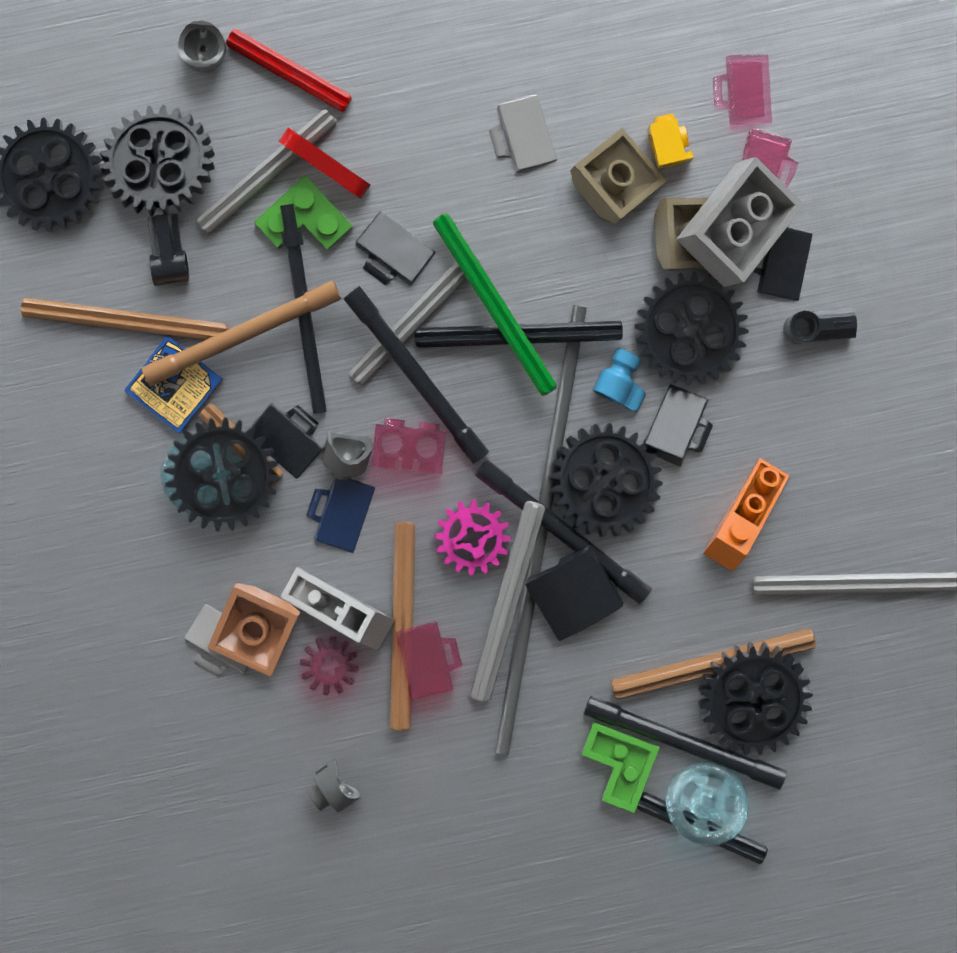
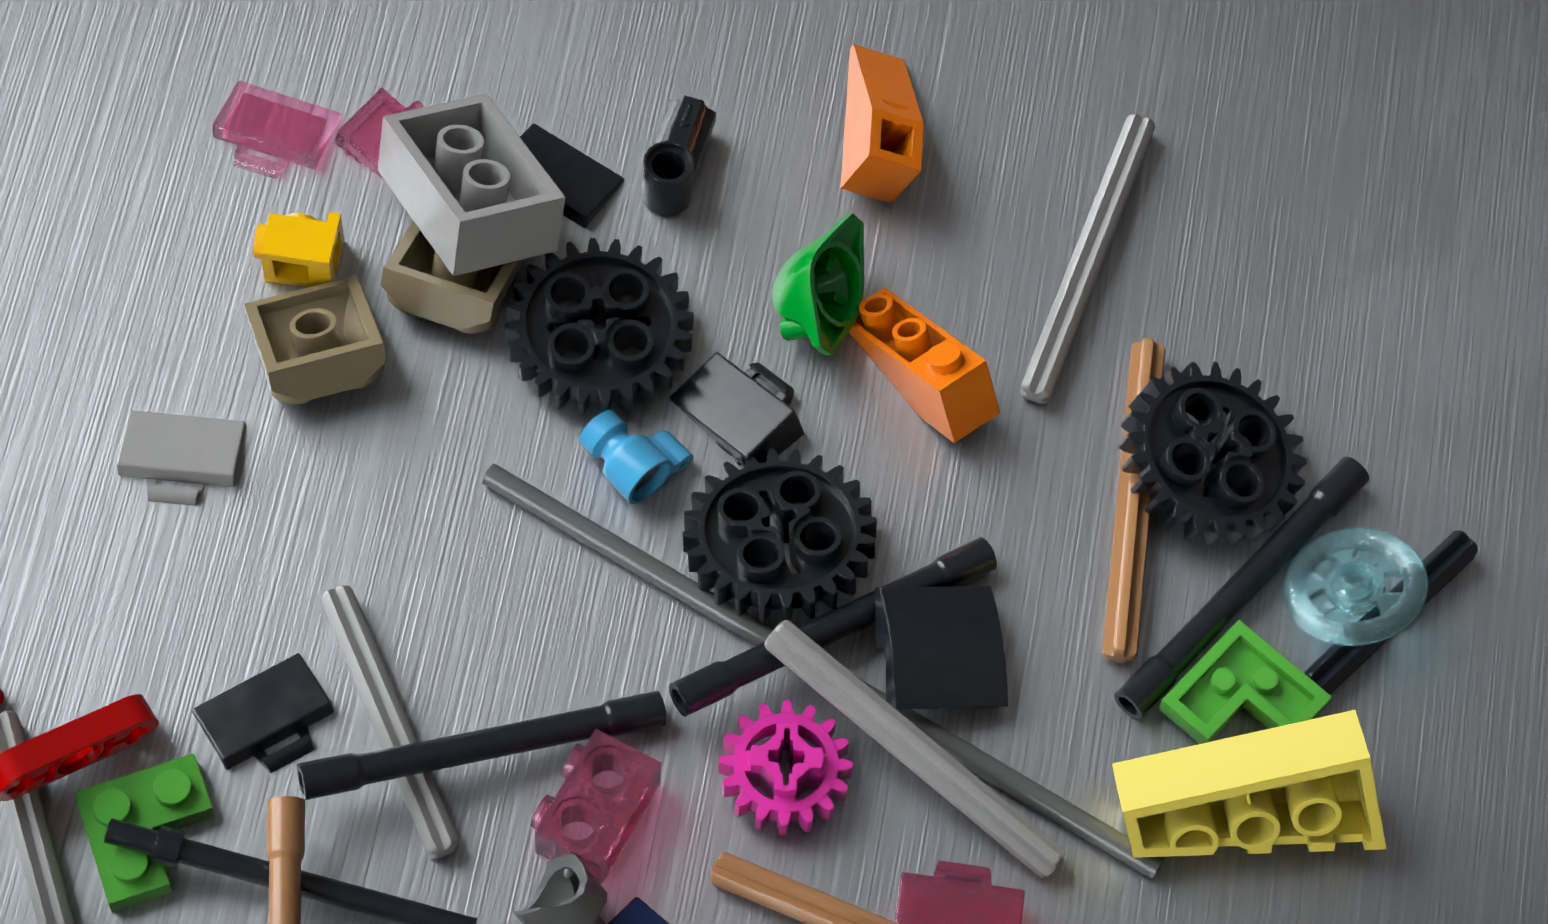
camera: 70 degrees left, 25 degrees down
(494, 304) = (426, 577): green axle -> none
(534, 332) = (488, 574): black axle -> none
(556, 789) = (1255, 792): none -> light yellow wedge
(765, 443) = (823, 286): none -> green hat
(891, 433) = (880, 127): none -> orange slope

